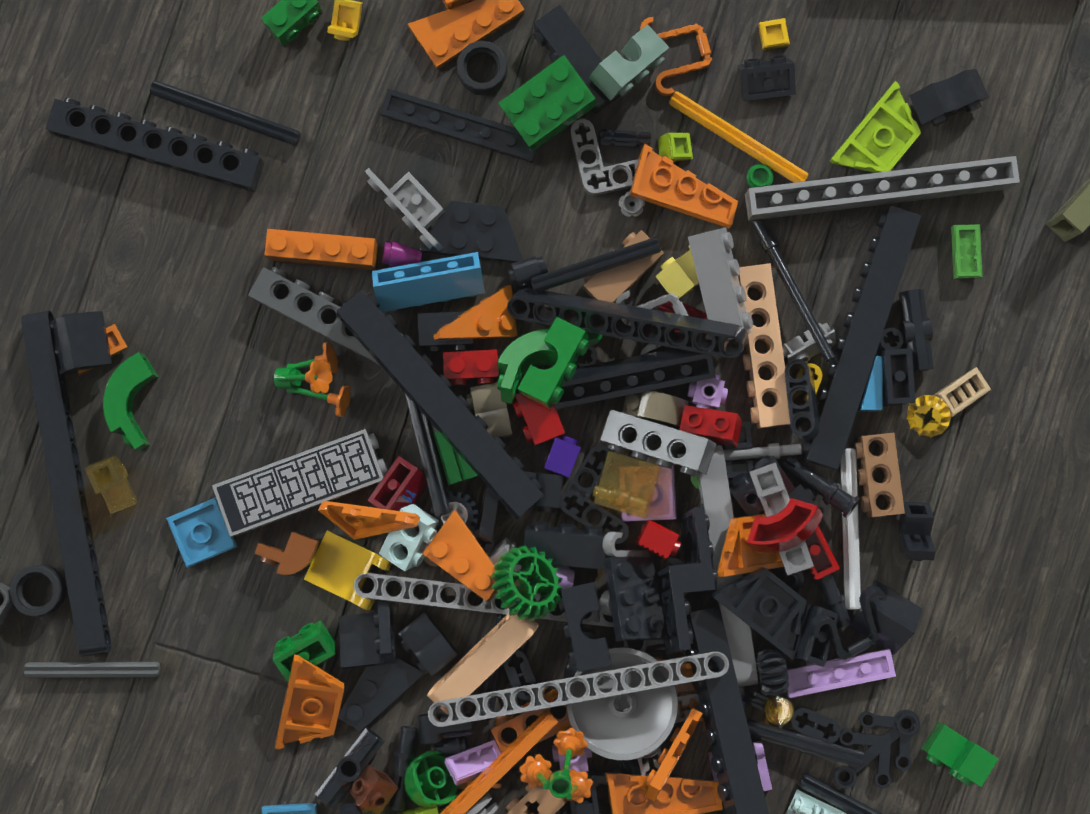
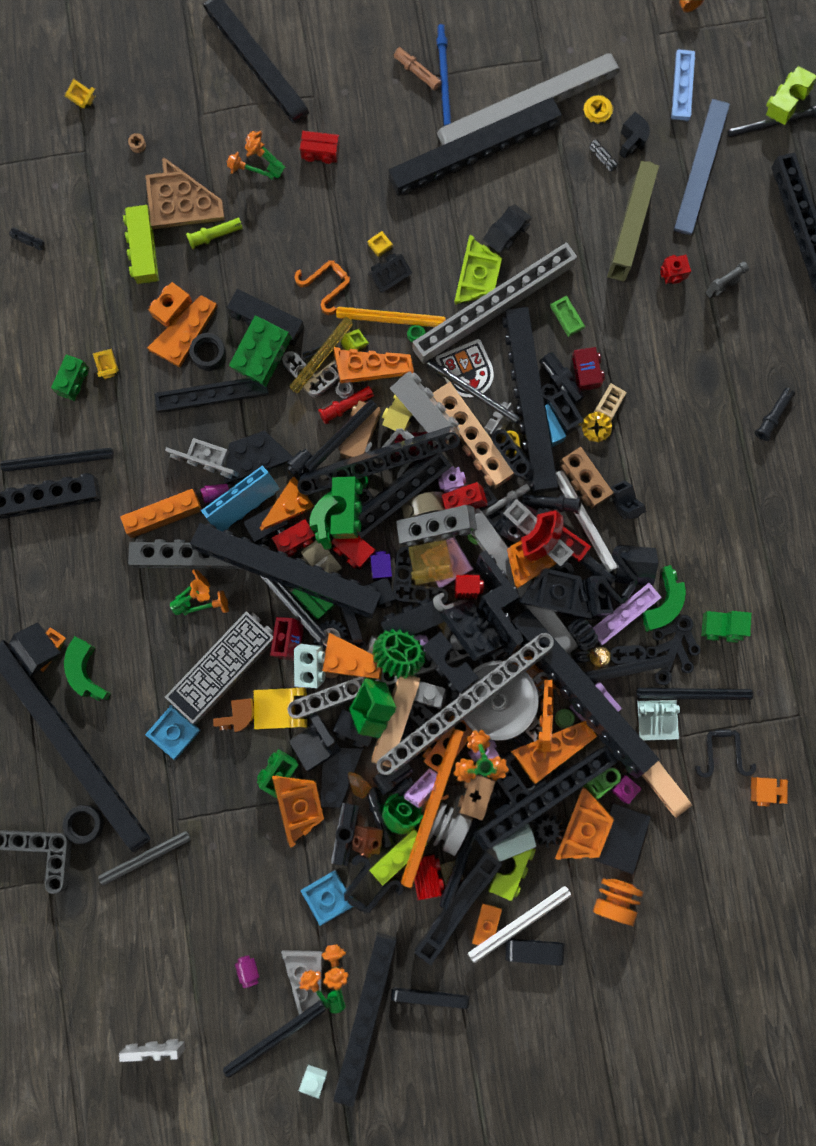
camera: 25 degrees left, 5 degrees down
(111, 480) = (96, 727): clear yellow brick -> none
(367, 521) = (275, 669): orange wing -> none
(396, 717) = (358, 785): none -> clear orange slope
(460, 634) = (372, 708): none -> green piece
(542, 653) = (431, 695): none -> light grey torso
(609, 225) = (338, 408): none -> red pin
(617, 74) = (295, 310): sand green arch -> none
(624, 145) = (321, 355): none -> clear yellow axle
(694, 764) = (564, 718): none -> bright green plate
(808, 252) = (470, 365): none -> sticker
(903, 692) = (672, 604): none -> green arch
(956, 334) = (587, 368): none -> dark red brick

